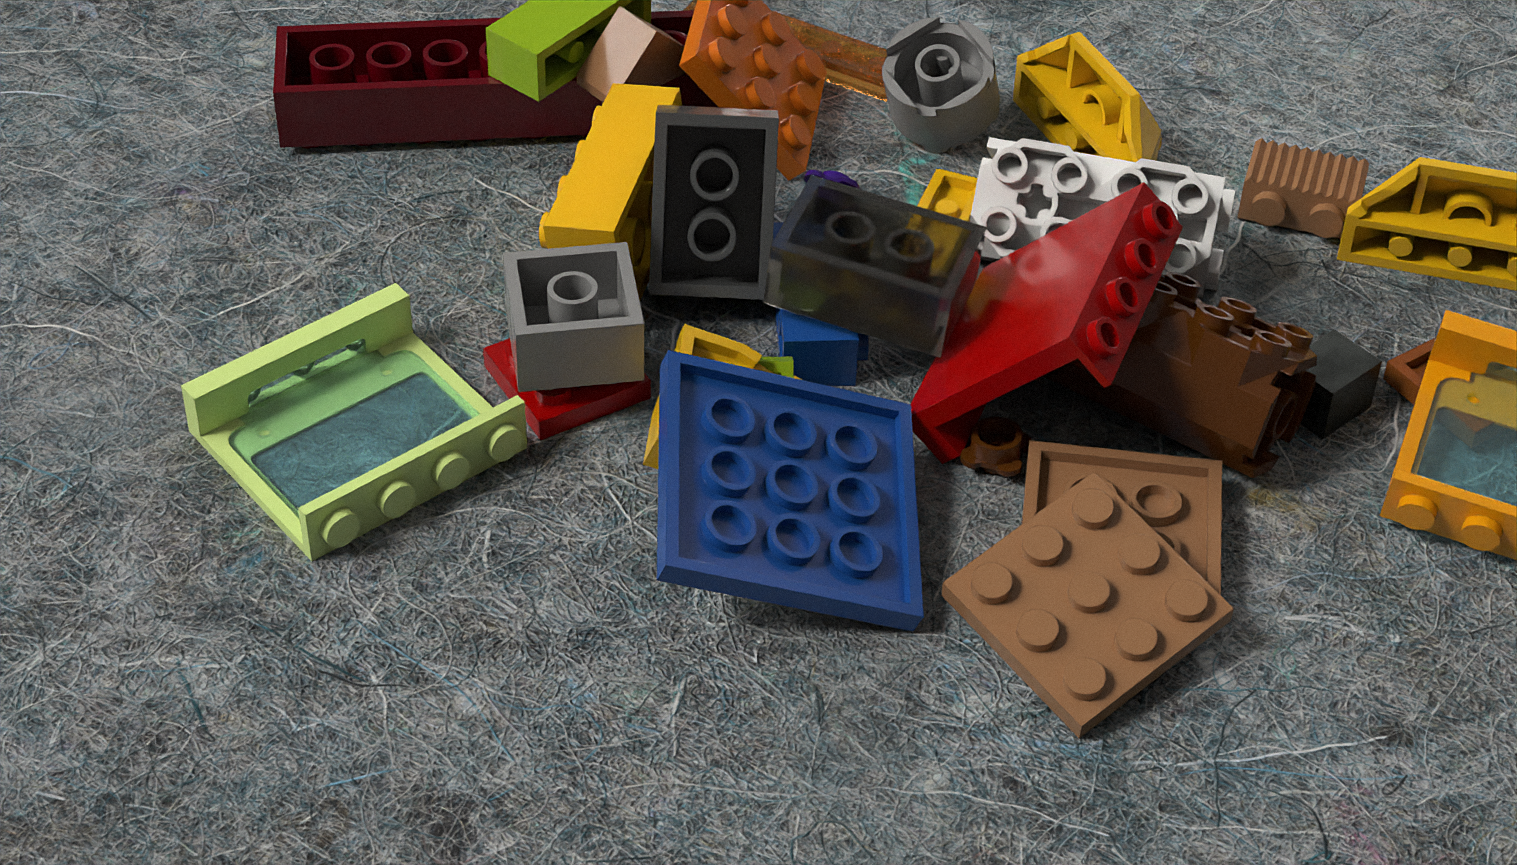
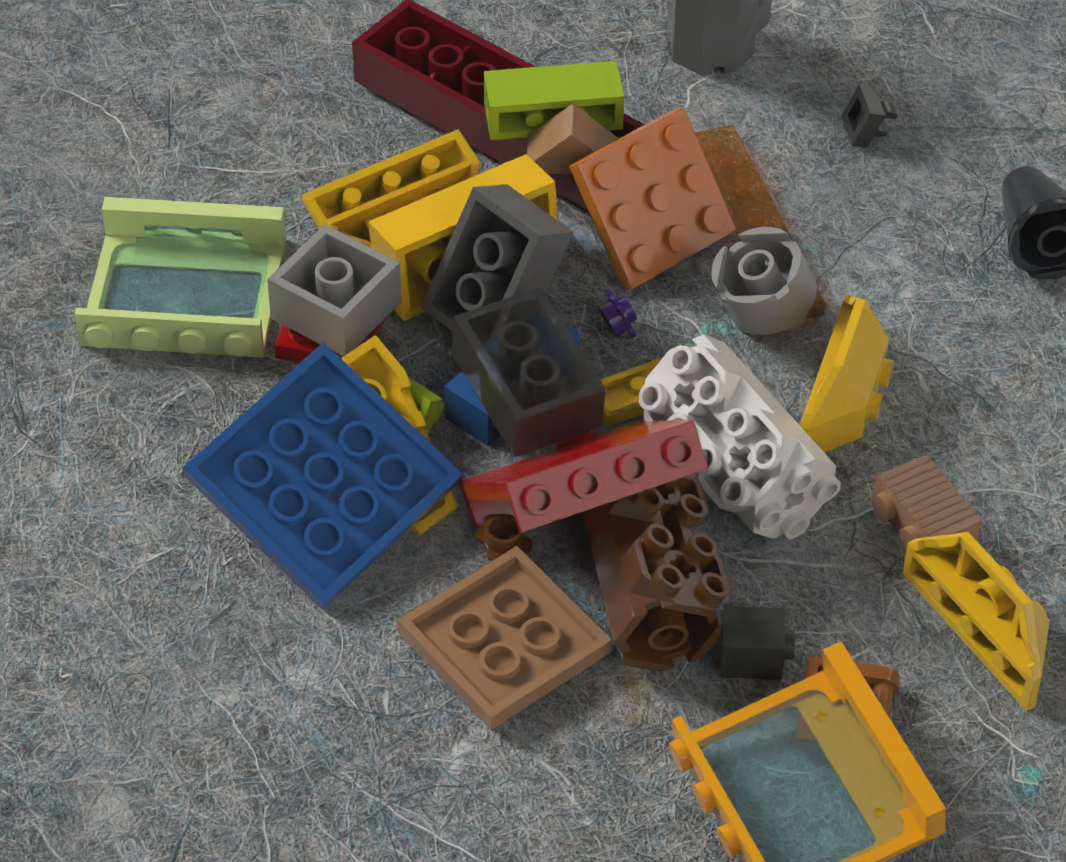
camera: 45 degrees right, 5 degrees up
(498, 199) = (391, 185): none -> yellow wedge
(1086, 603) = (411, 660): medium nougat plate -> none

